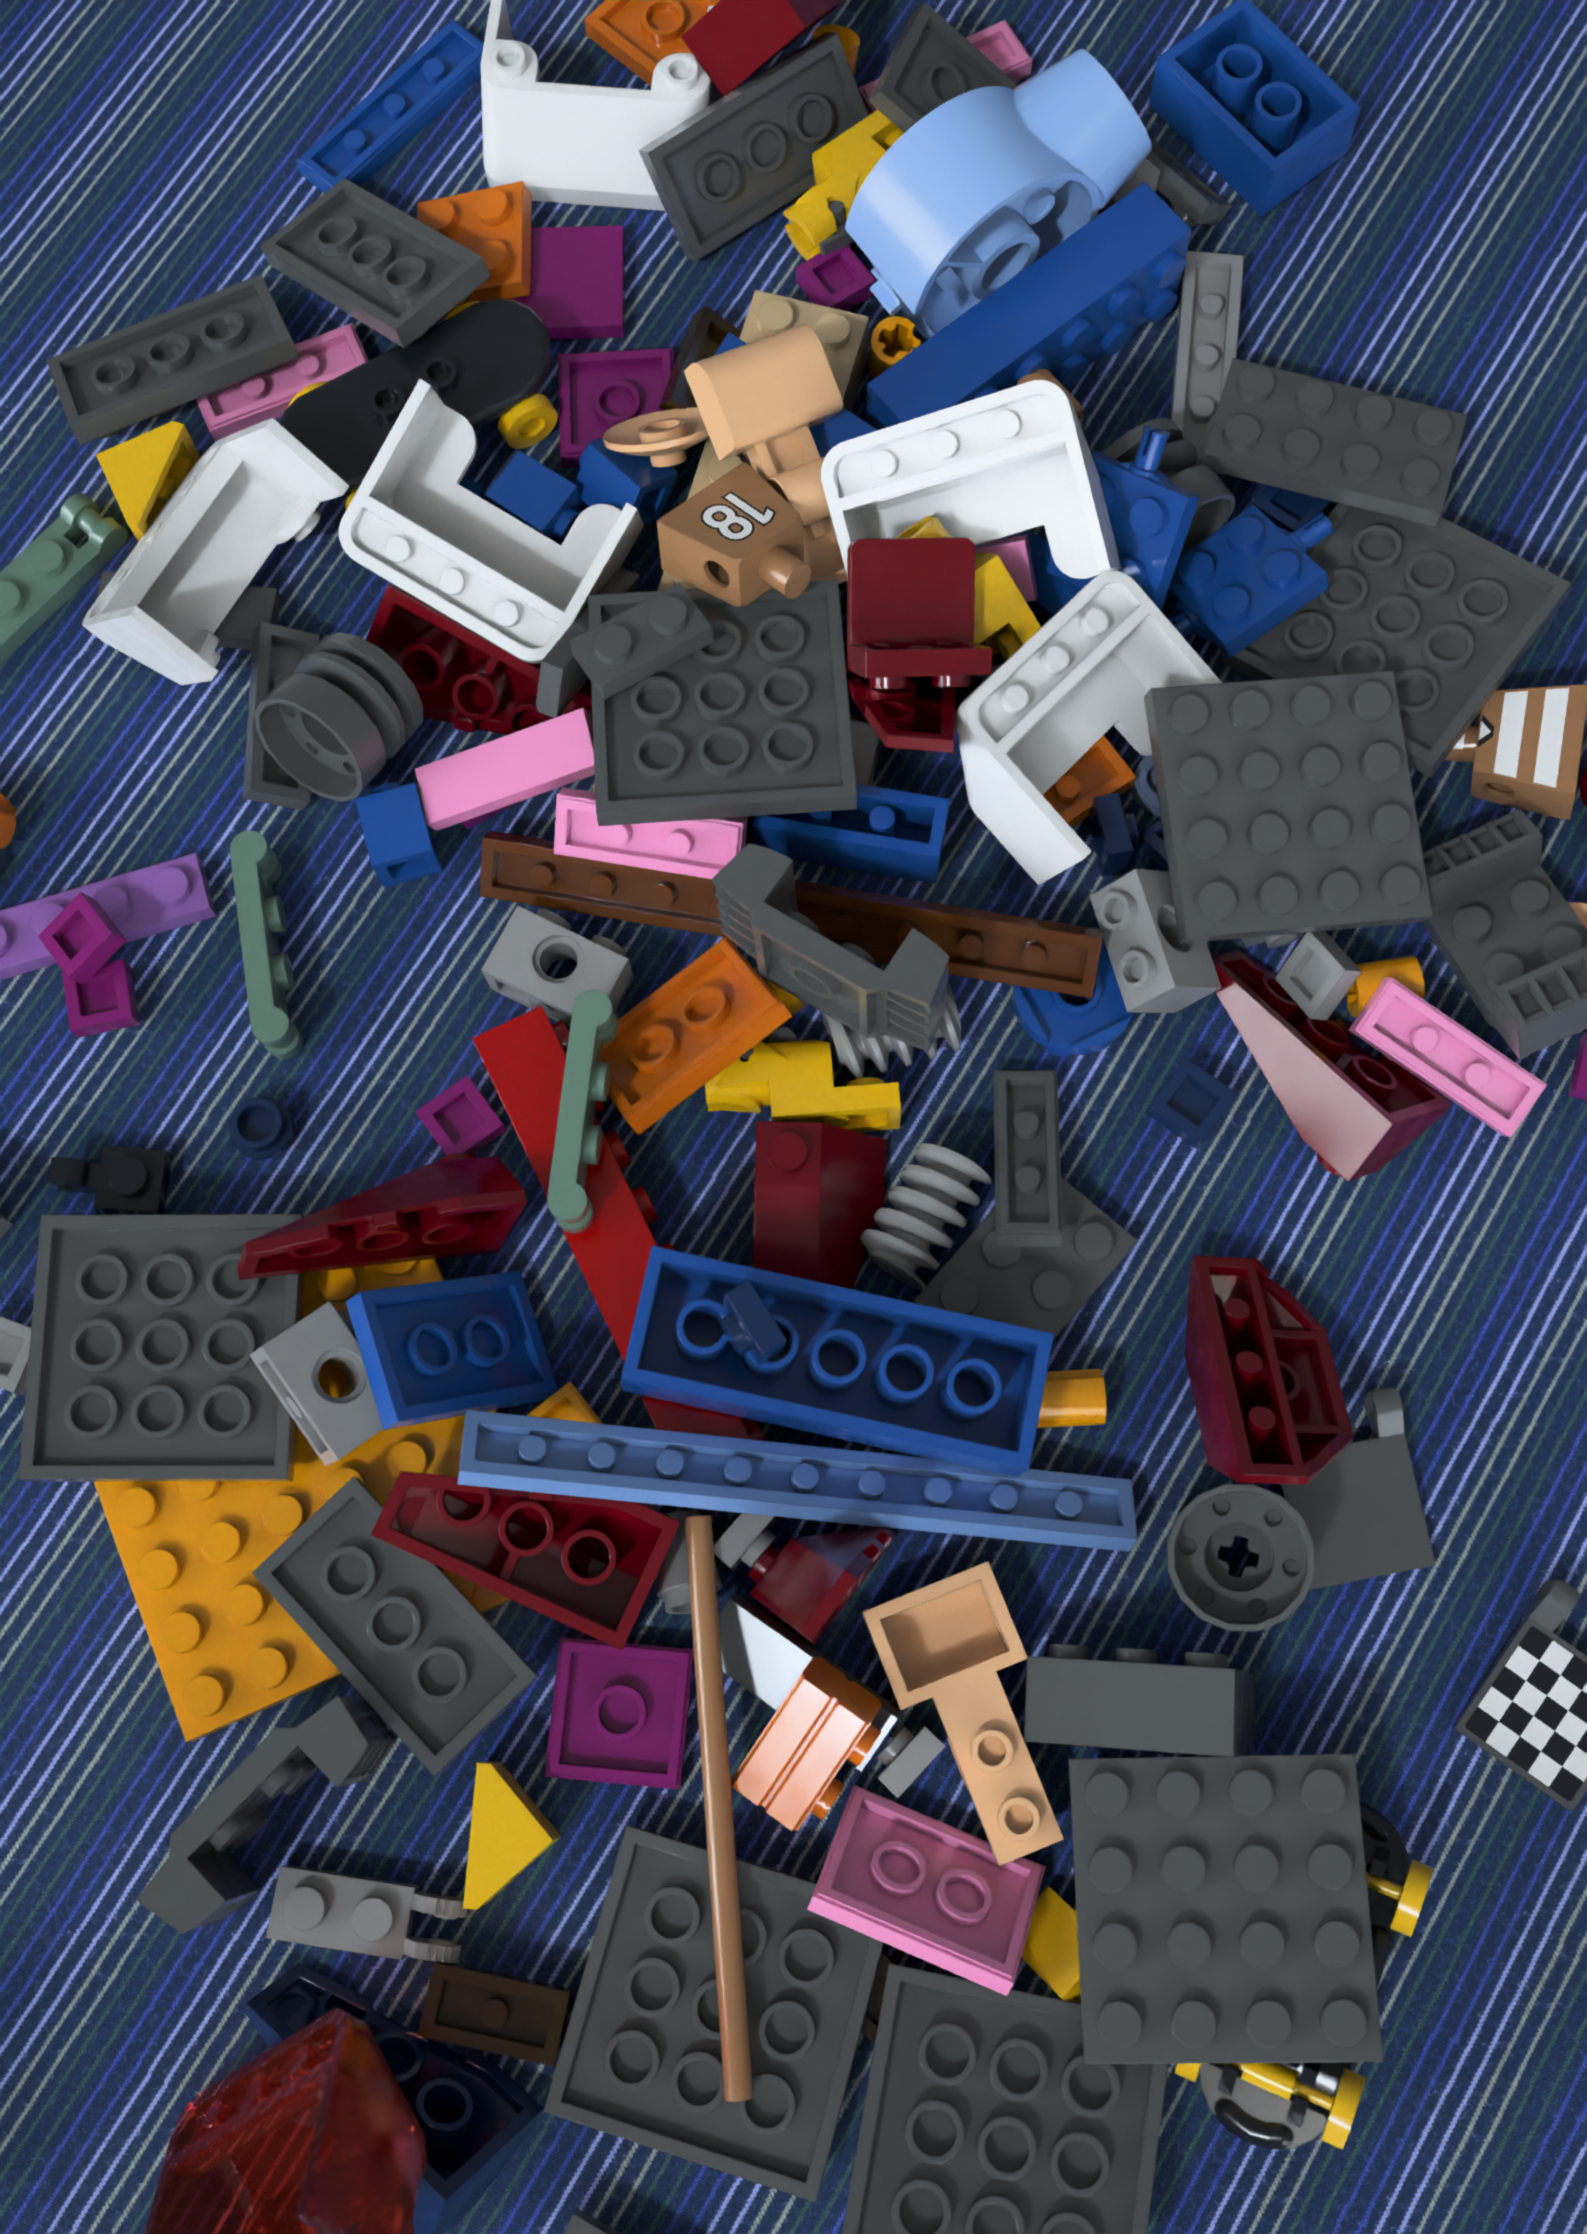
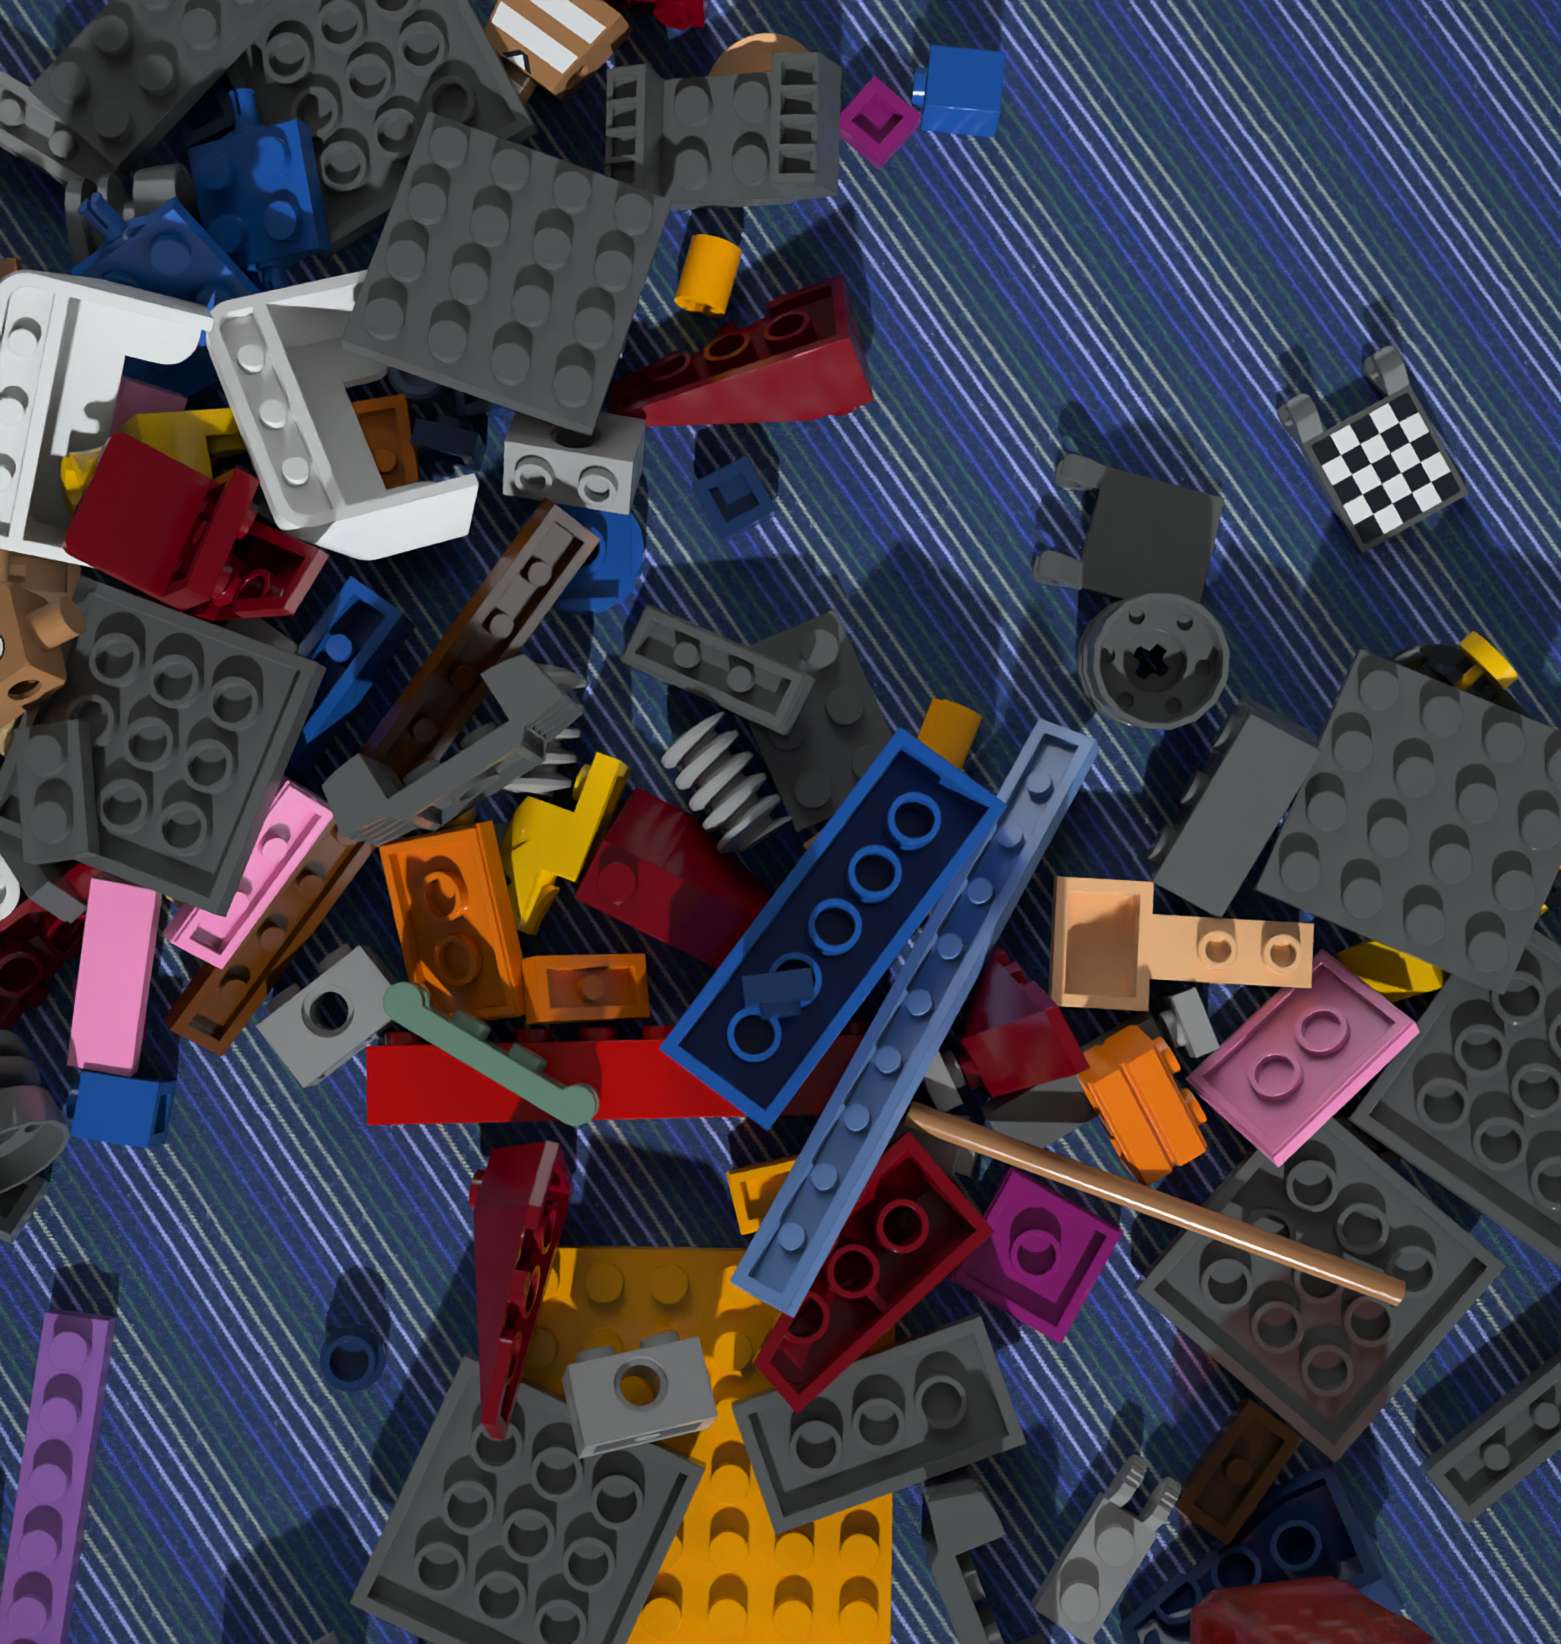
camera: 75 degrees left, 10 degrees up
(82, 938) = (86, 1458): magenta plate -> none
(103, 1002) = (150, 1462): magenta plate -> none
(124, 1181) = (341, 1510): black plate -> none
(260, 921) = (147, 1277): sand green plate -> none
(450, 1348) = (654, 1269): blue plate -> none
(461, 1119) = (436, 1168): magenta plate -> none
(504, 1834) = (1096, 1398): yellow slope -> none
(680, 1173) = (585, 988): none -> orange plate
(1260, 1376) = (1010, 565): dark red wedge -> none
(1318, 975) = (672, 328): light grey plate -> none
(1447, 1057) = (799, 255): bright pink tile -> none

